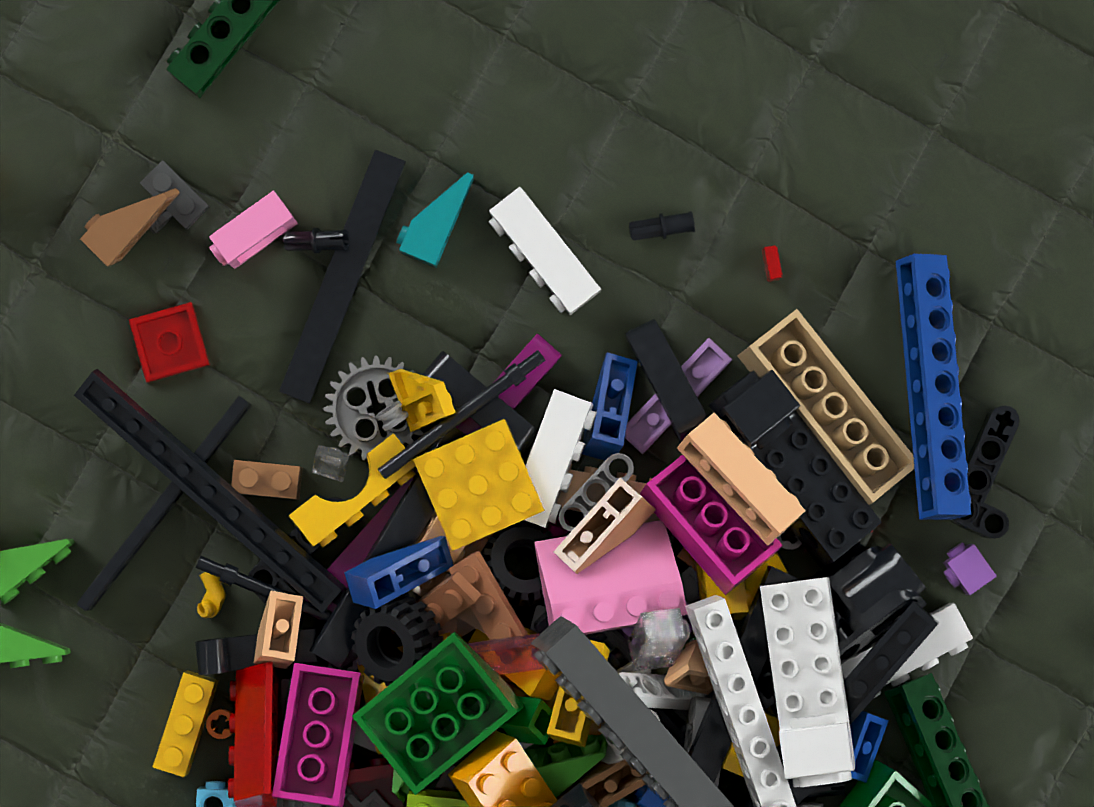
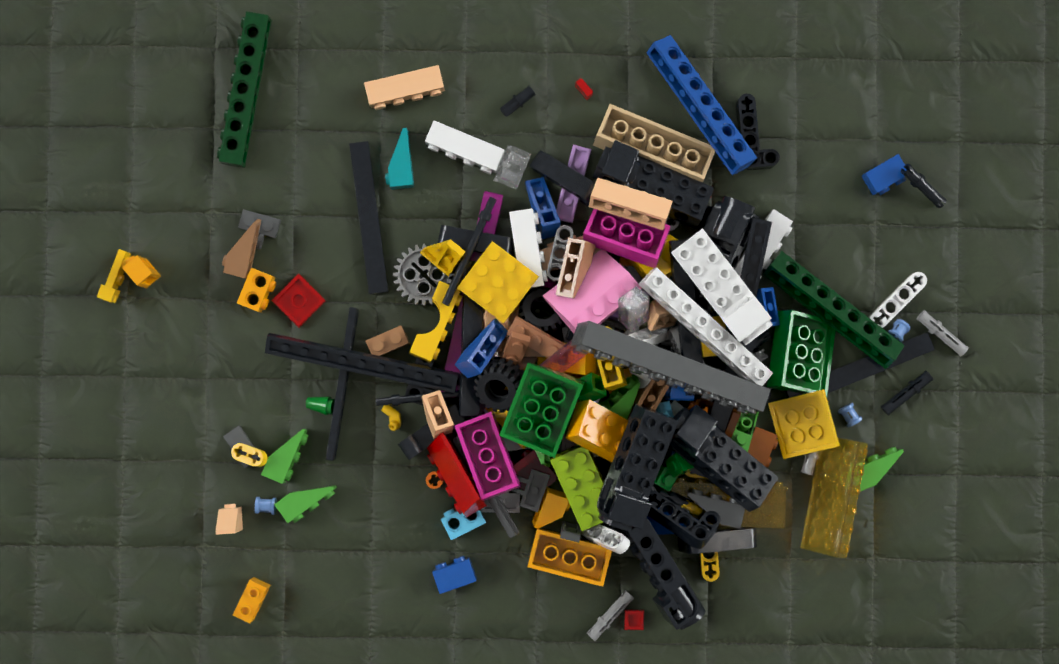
camera: 30 degrees left, 0 degrees up
(110, 285) = (251, 288): none -> light orange brick
(115, 517) = (321, 404): none -> green cone
(185, 723) = (416, 489): yellow brick -> none
(252, 231) = (309, 218): bright pink window -> none
(316, 240) = (345, 206): black axle -> none
(330, 463) = (416, 315): clear plate -> none
(392, 415) = (433, 272): light grey bush -> none
(504, 111) = (404, 87): none -> light nougat brick
(598, 322) = (512, 167): none -> clear brick
(967, 568) = (770, 188): medium lavender brick -> none

